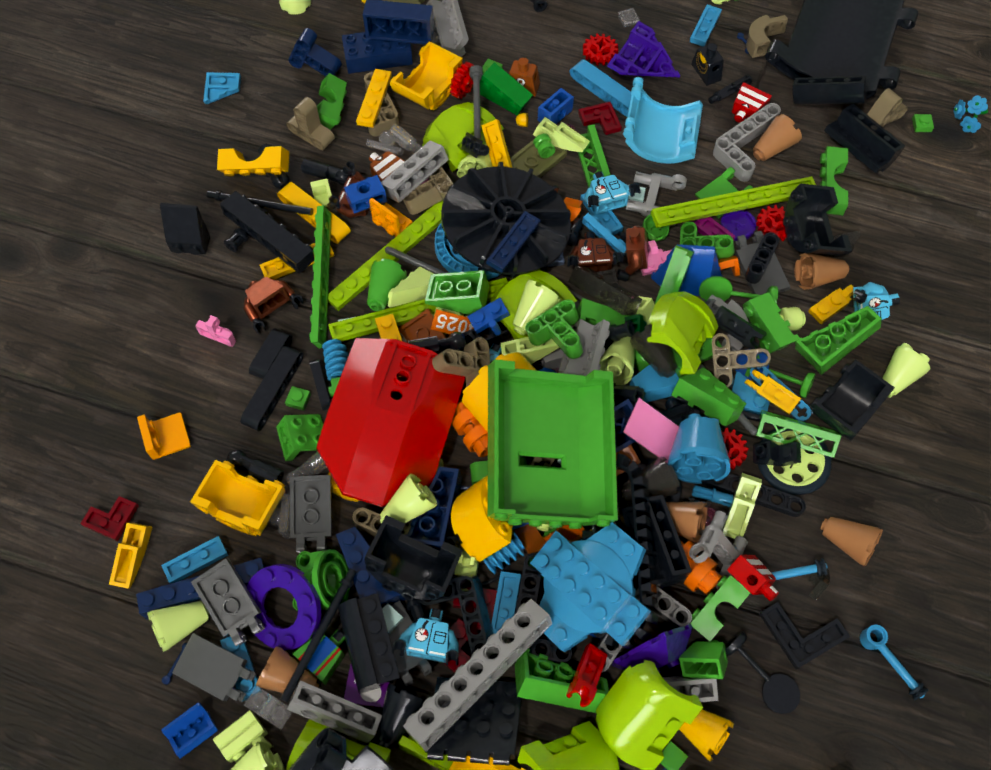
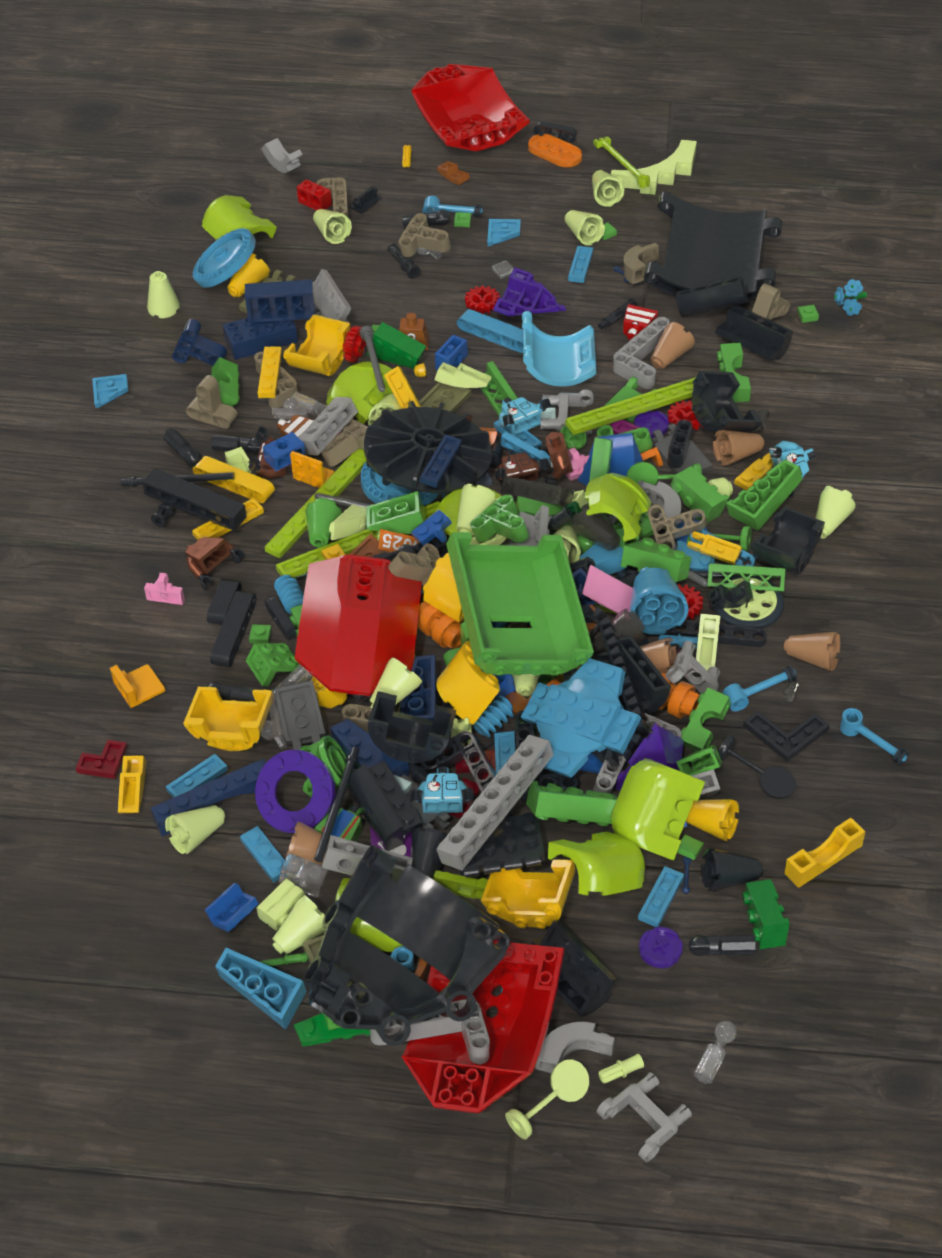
camera: 10 degrees left, 15 degrees down
(167, 679) = (195, 878): dark blue hinge -> none
(184, 229) = (111, 508): black slope -> none
(212, 668) = (240, 856): dark grey tile -> none
(228, 601) = (242, 794): dark grey tile -> none
(272, 160) = (183, 439): yellow arch -> none
(321, 277) = (258, 532): bright green plate -> none
(474, 146) = (380, 393): black hinge -> none
(544, 145) = (448, 386): bright green wheel -> none
(587, 674) = (595, 785): red plate -> none
(601, 113) = (497, 353): dark red plate -> none
(708, 64) = (591, 294): black torso -> none
(739, 328) = (669, 499): black plate -> none
(754, 576) = (728, 685): red torso -> none

